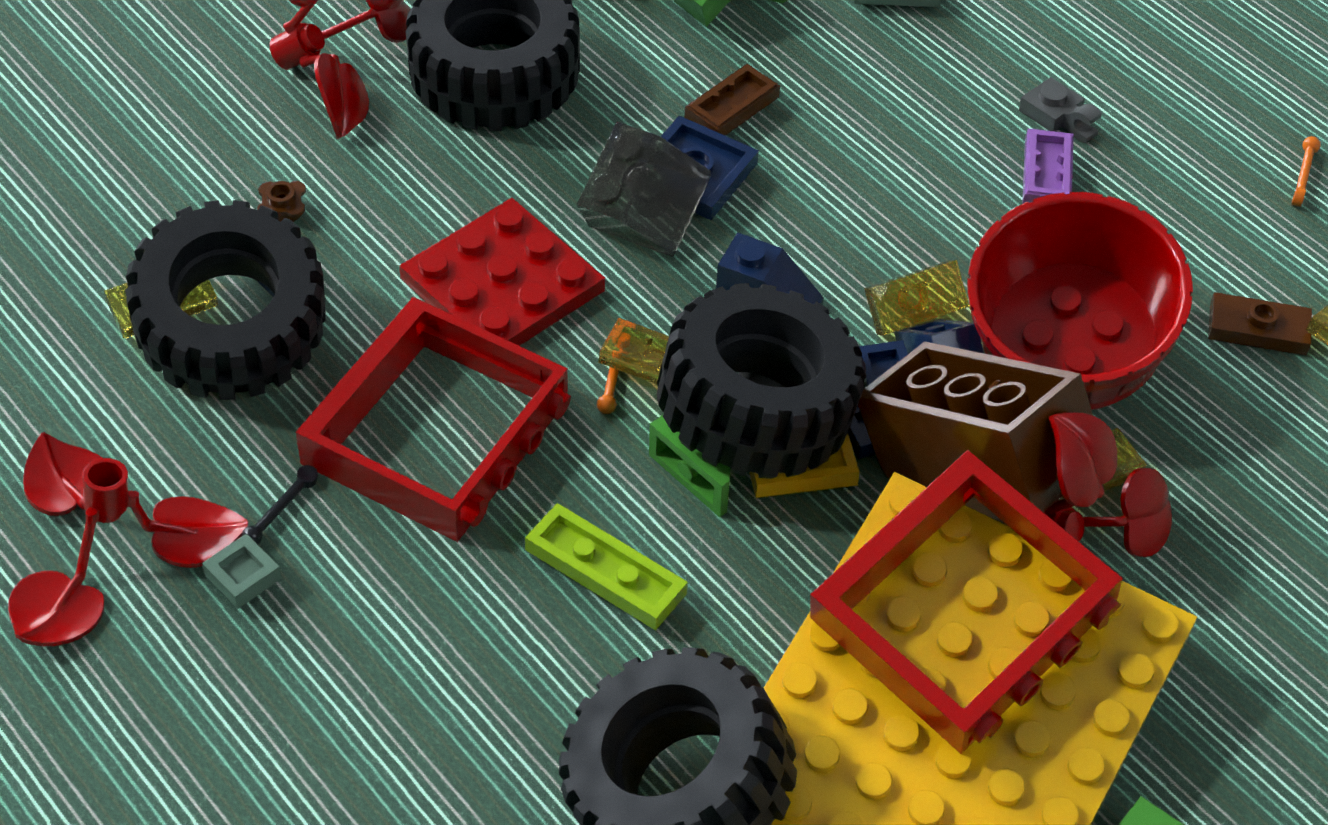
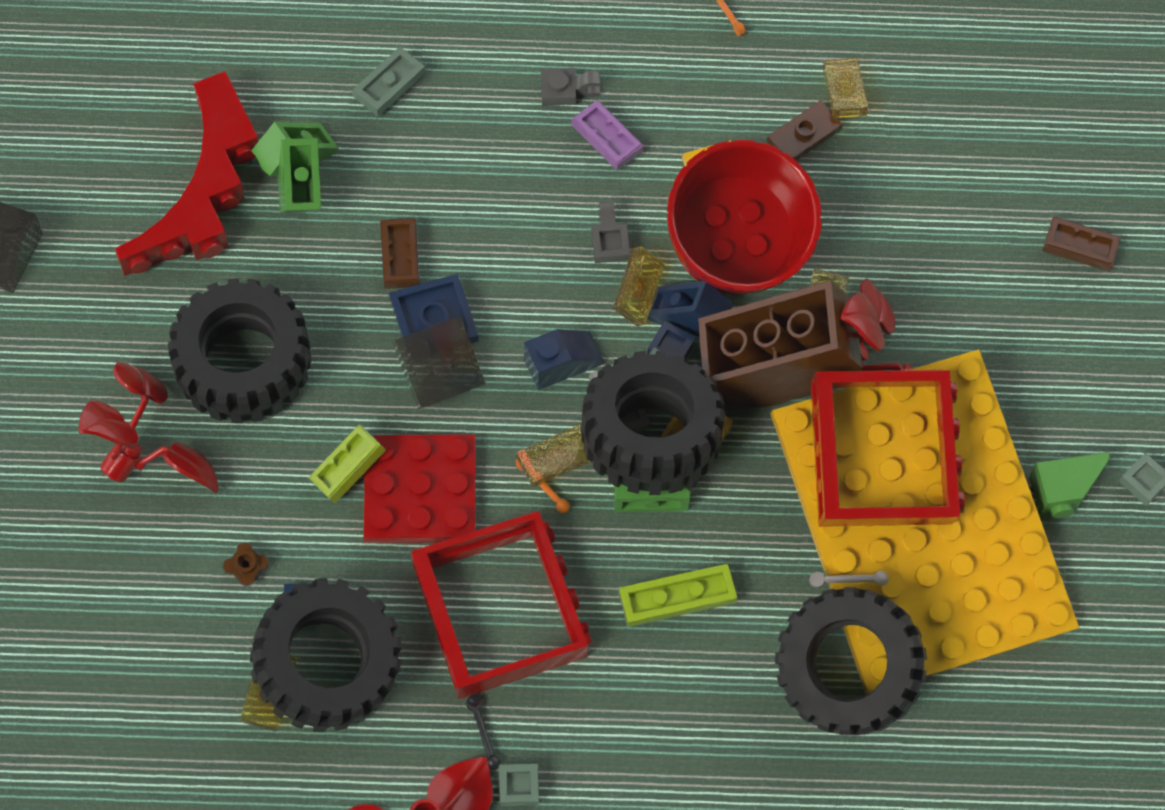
camera: 50 degrees left, 15 degrees up
(464, 199) = (347, 463): none -> lime plate
(815, 726) = (817, 579): none -> light grey hinge
(942, 240) = (609, 238): none -> dark grey plate

